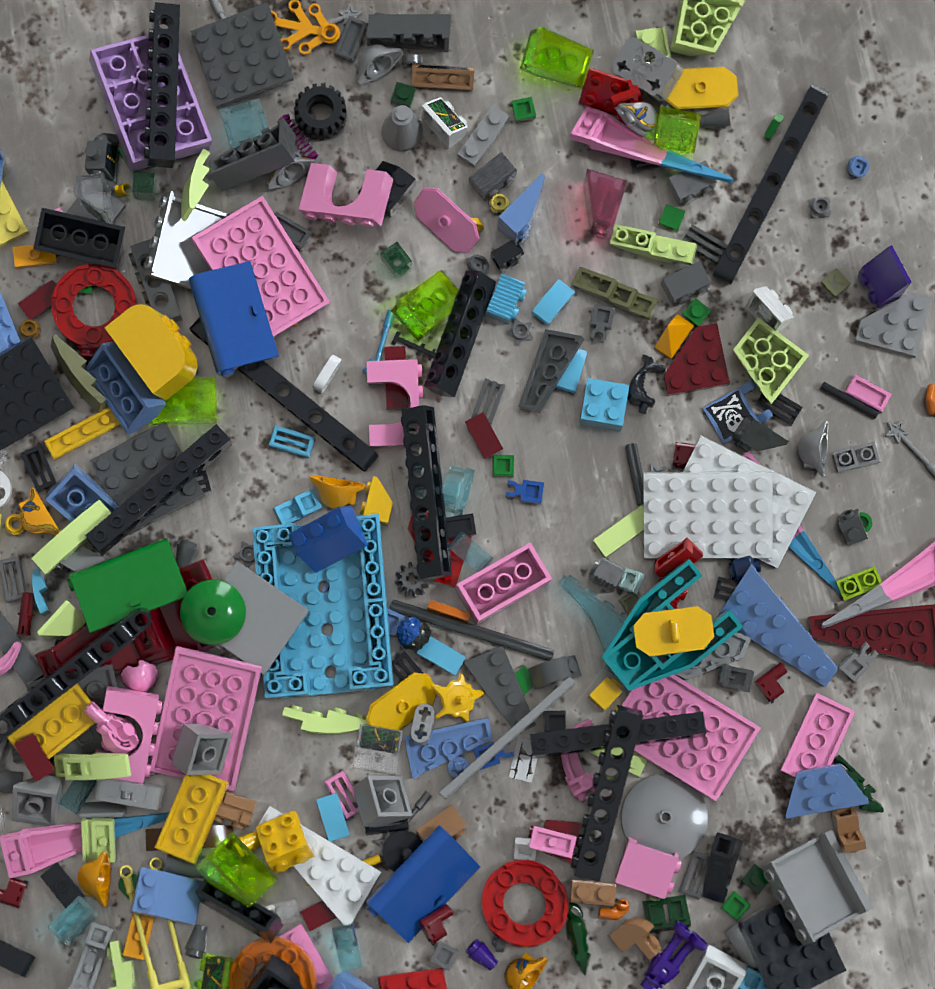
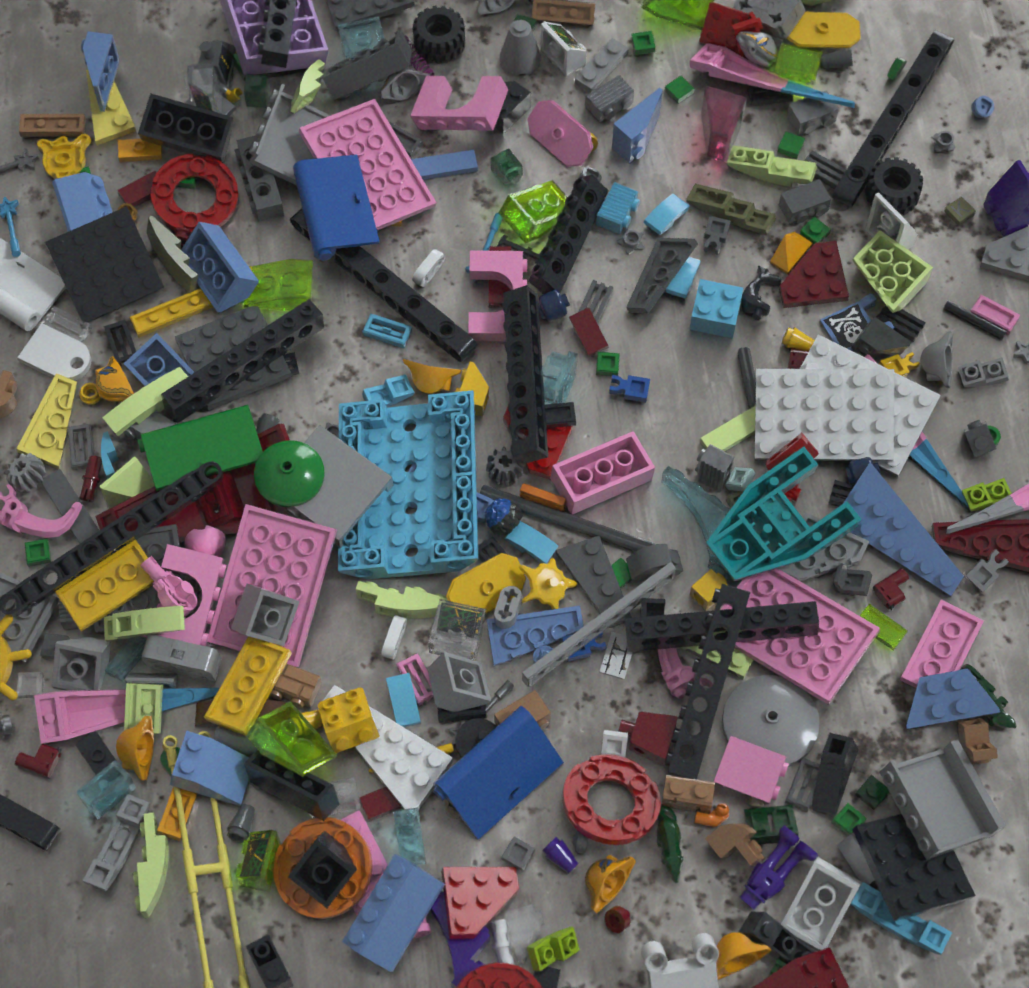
camera: 10 degrees right, 15 degrees down
(34, 757) = (82, 613): dark red tile -> none
(154, 349) = (252, 225): yellow brick -> none
(320, 757) = (394, 637): none -> white beam
(328, 538) = (418, 410): blue slope -> none
(336, 257) = (446, 164): none -> medium blue tile
(433, 926) = (507, 819): dark red piece -> none
(448, 409) = (553, 305): none -> dark blue head
(470, 552) = (567, 438): clear light blue tile -> none
(499, 198) = (610, 121): light yellow plate -> none
(507, 255) = (620, 168): black brick -> none
(552, 842) = (645, 732): bright pink plate -> none
(561, 160) = (679, 89): none -> green tile
(673, 631) = (785, 517): yellow shield -> none
(682, 433) = (796, 339): none -> yellow cone
(770, 724) = (890, 631): none -> clear neon green tile
(775, 457) = (900, 366): none -> yellow plate
(776, 247) = (898, 173): none -> black tyre

